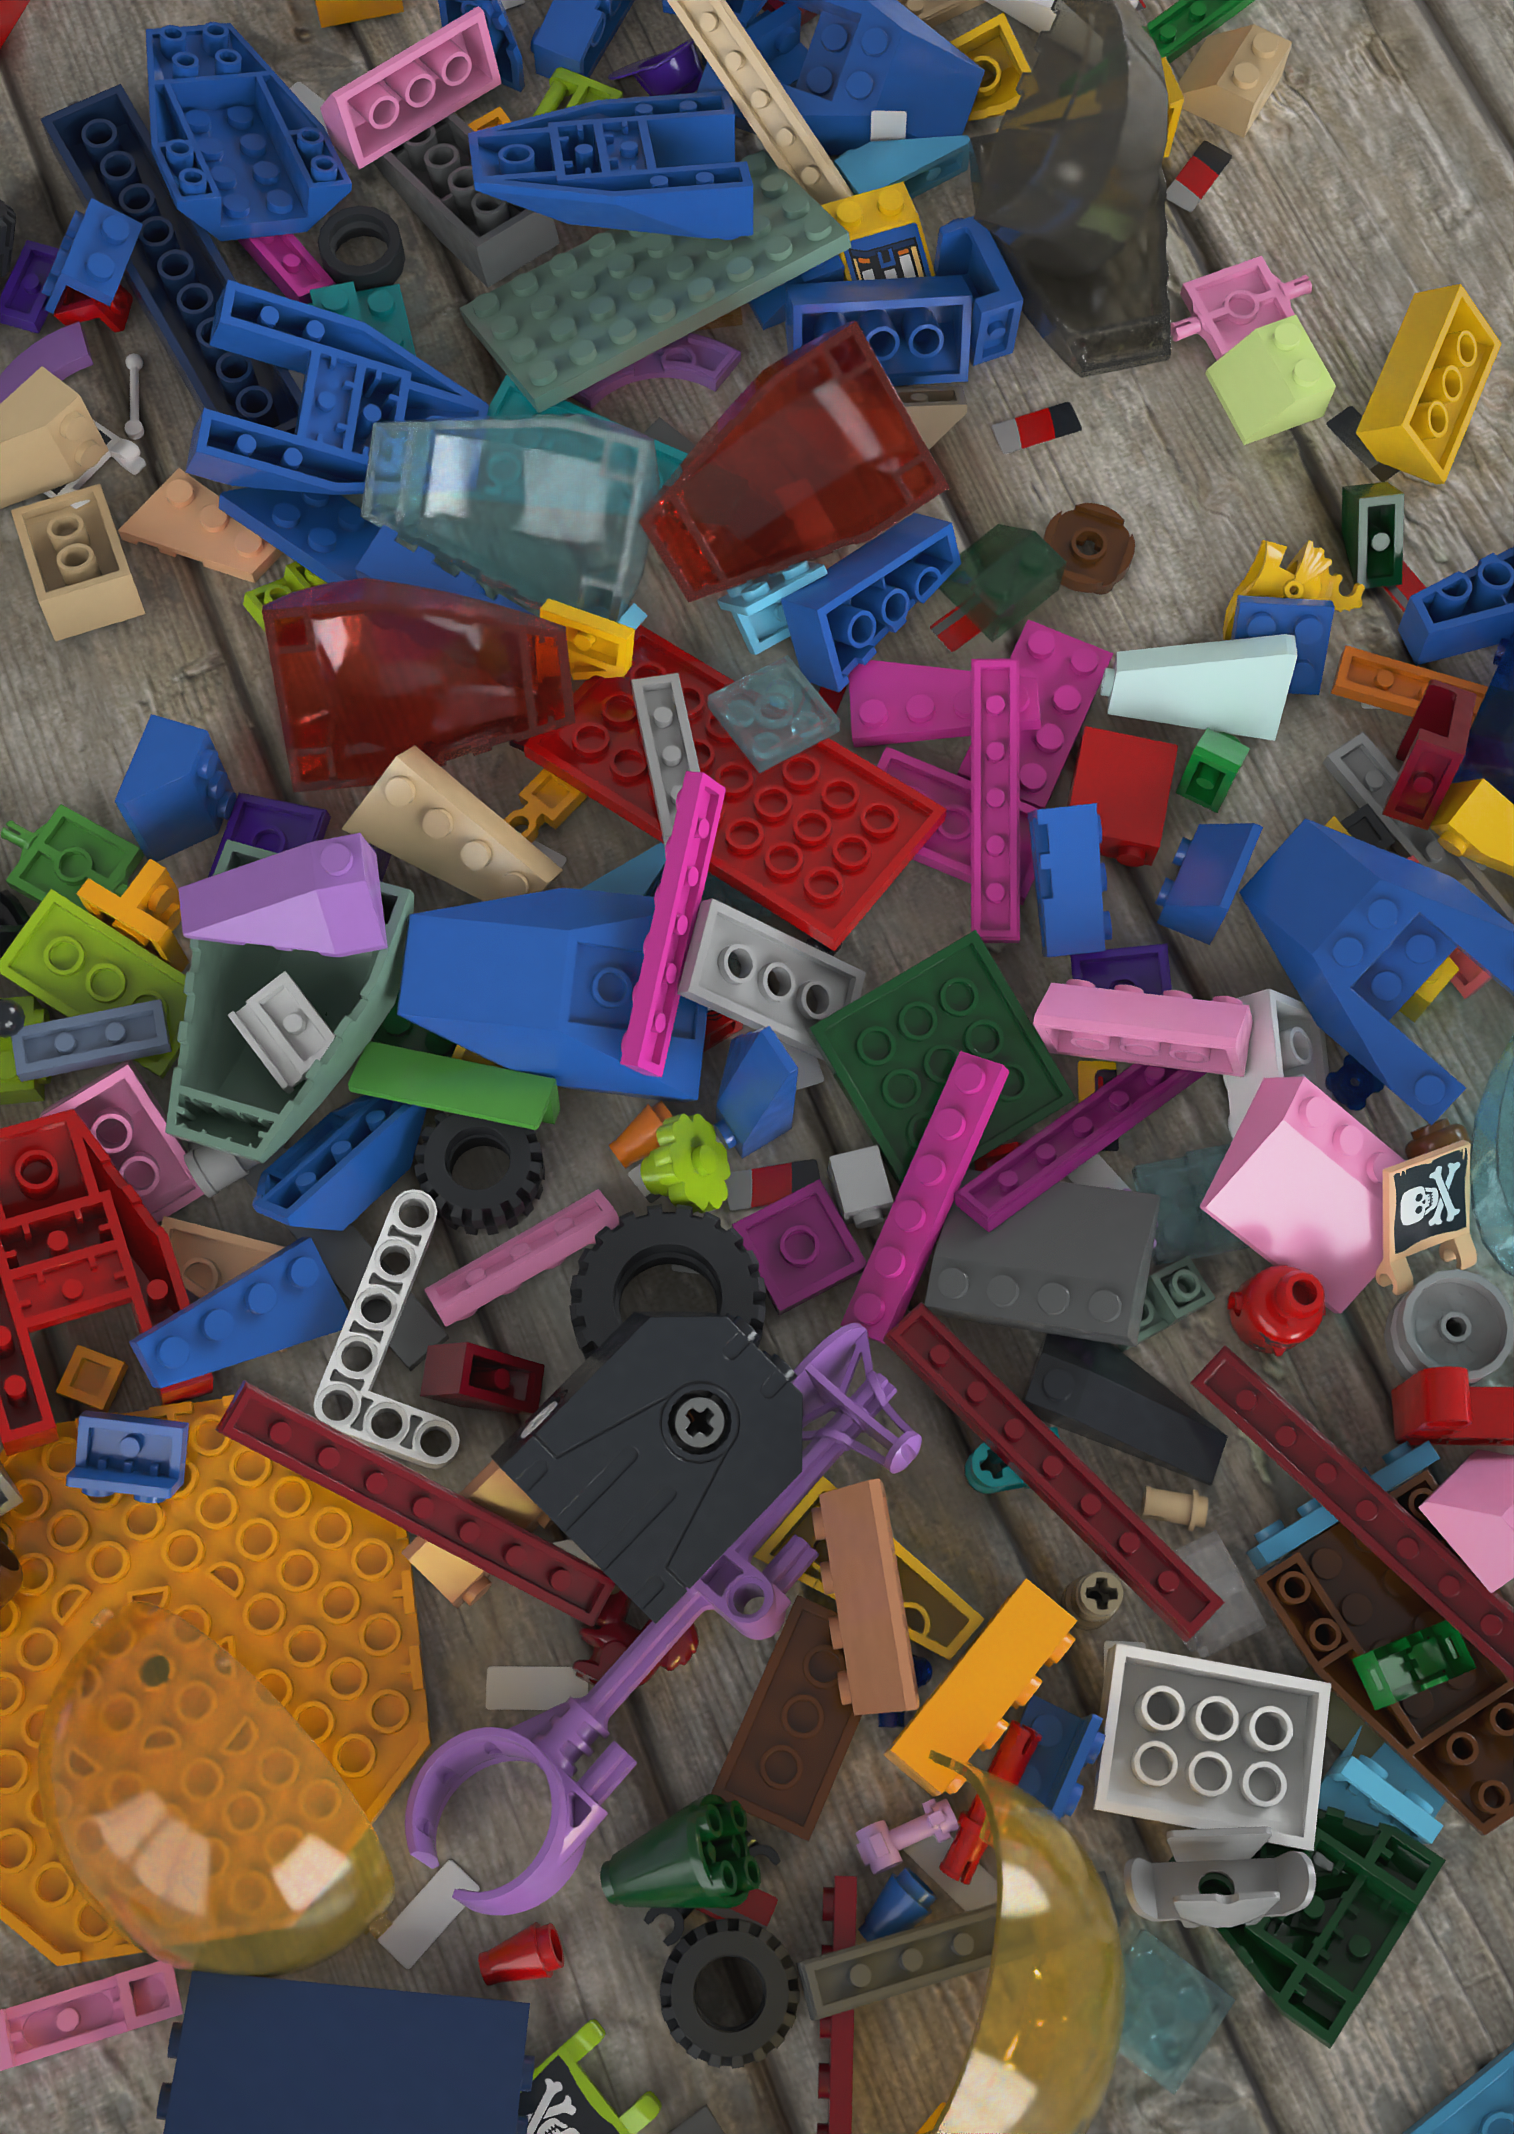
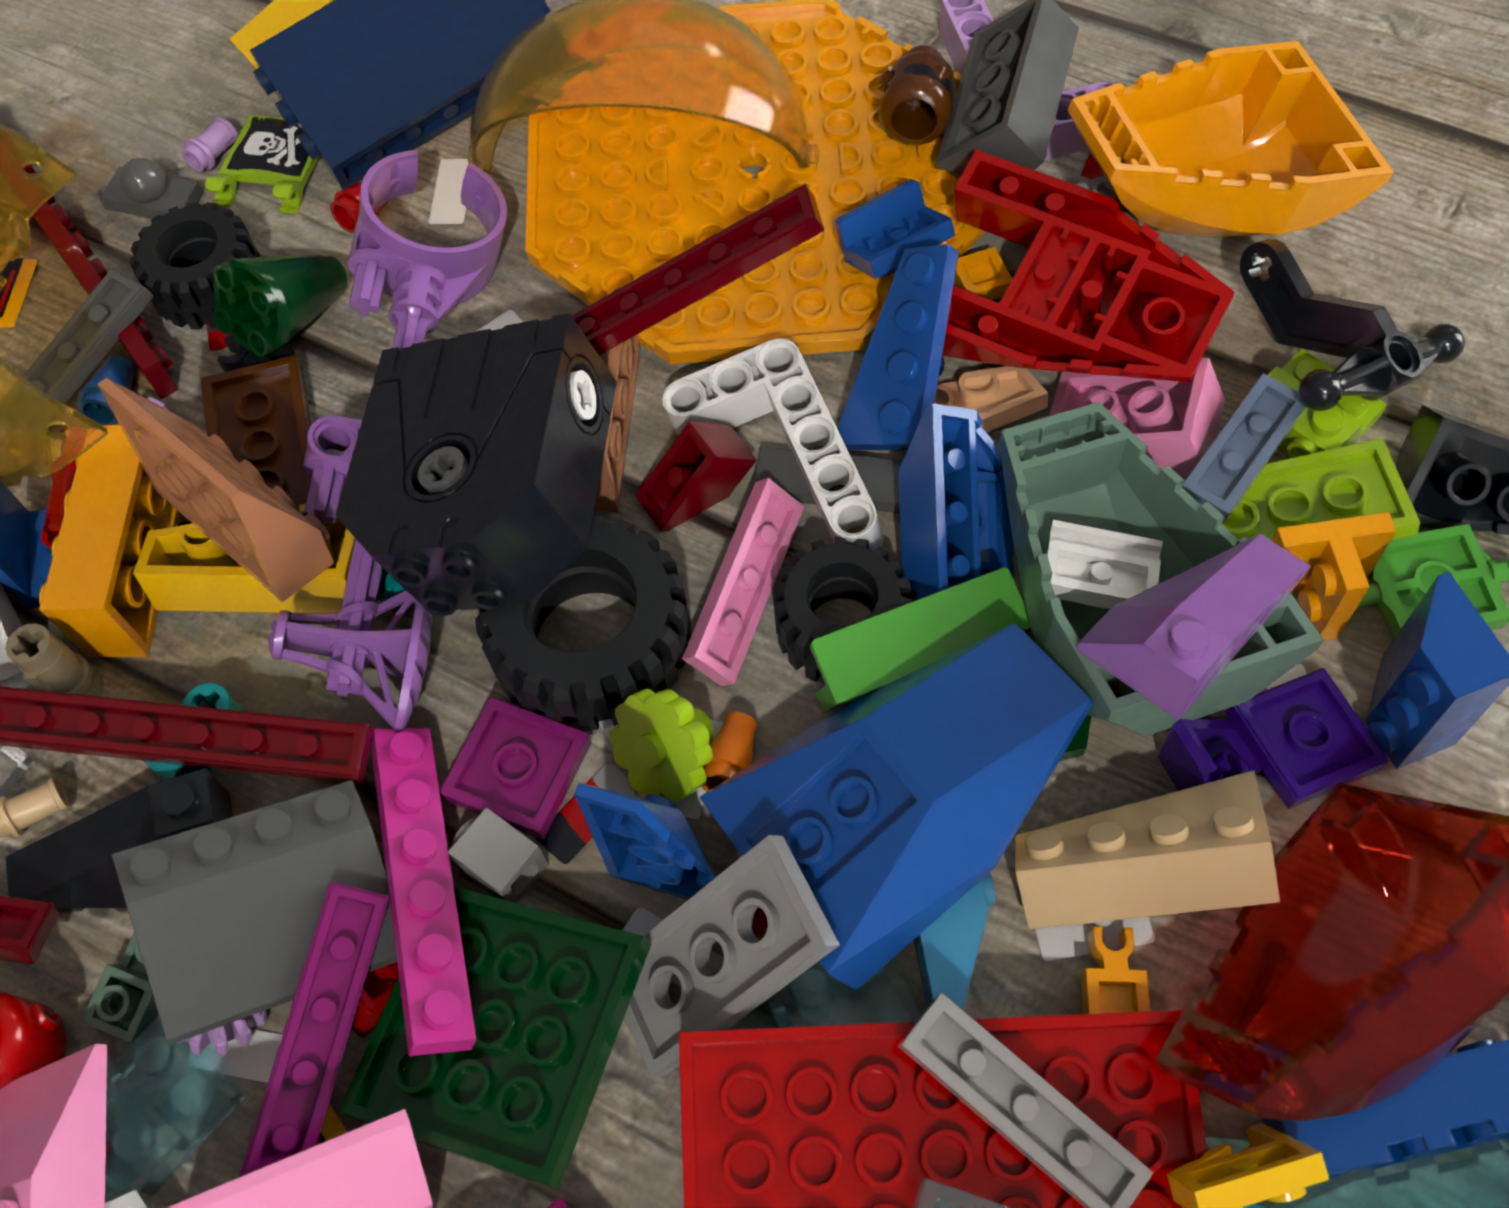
camera: 150 degrees right, 10 degrees down
(673, 923) = (856, 913): dark pink plate -> none

